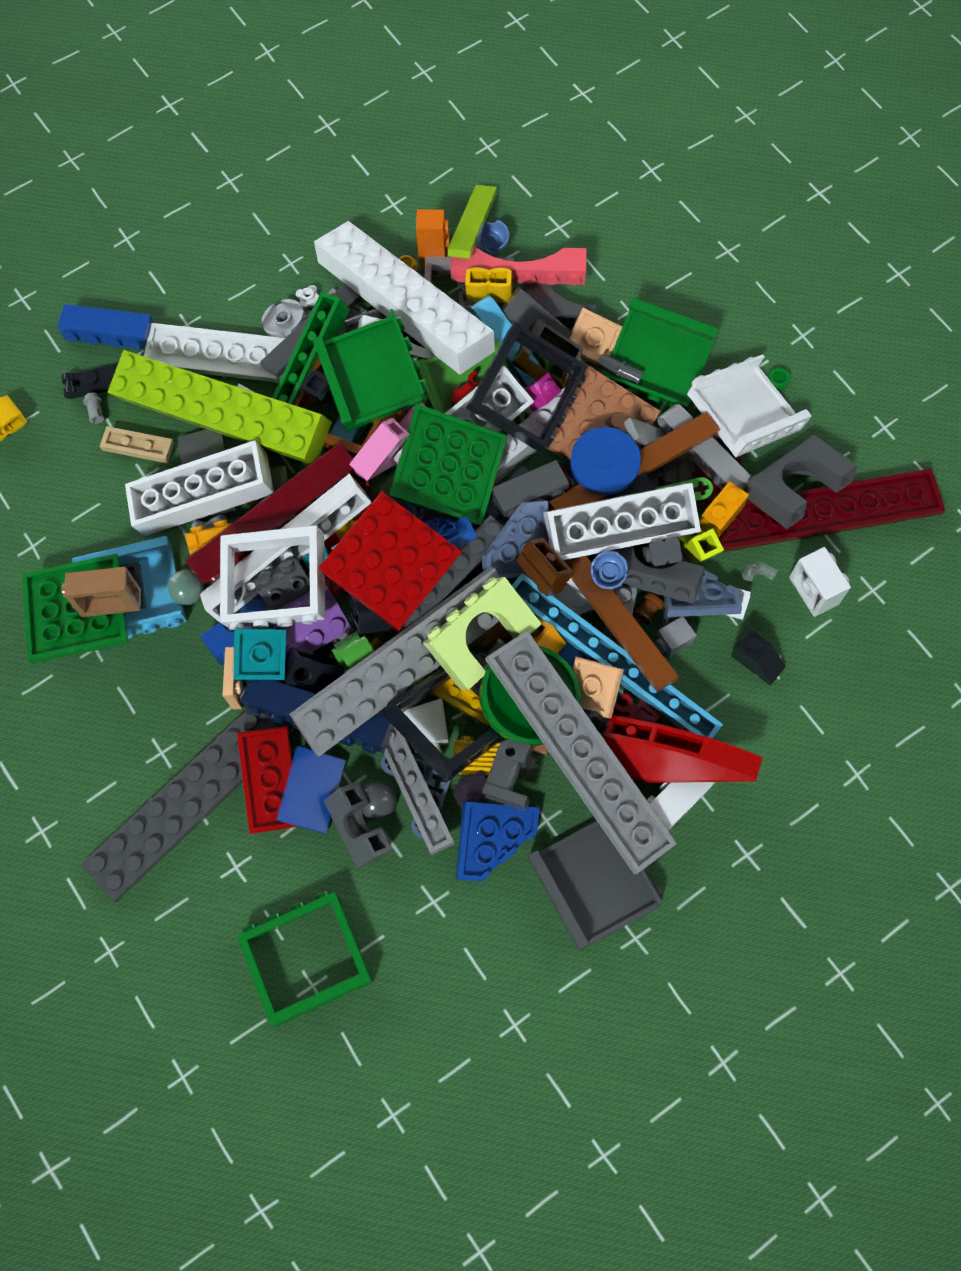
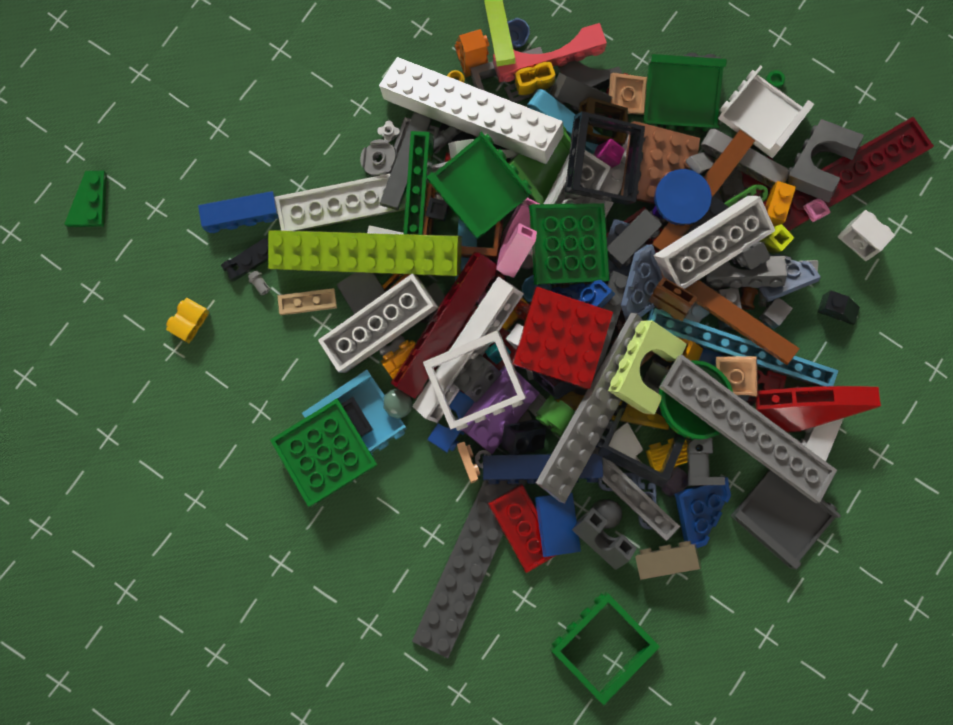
camera: 25 degrees left, 10 degrees up
(102, 591) = (347, 436): medium nougat window -> none
(259, 654) = (486, 441): teal plate -> none
(424, 879) = (668, 560): none -> dark tan brick
(460, 392) = (549, 178): red plate -> none
(609, 570) = (718, 284): medium blue hair -> none
(620, 369) = (658, 113): dark grey axle -> none
(757, 568) = (813, 239): clear arm -> none
(771, 534) = (816, 209): none -> bright pink tile

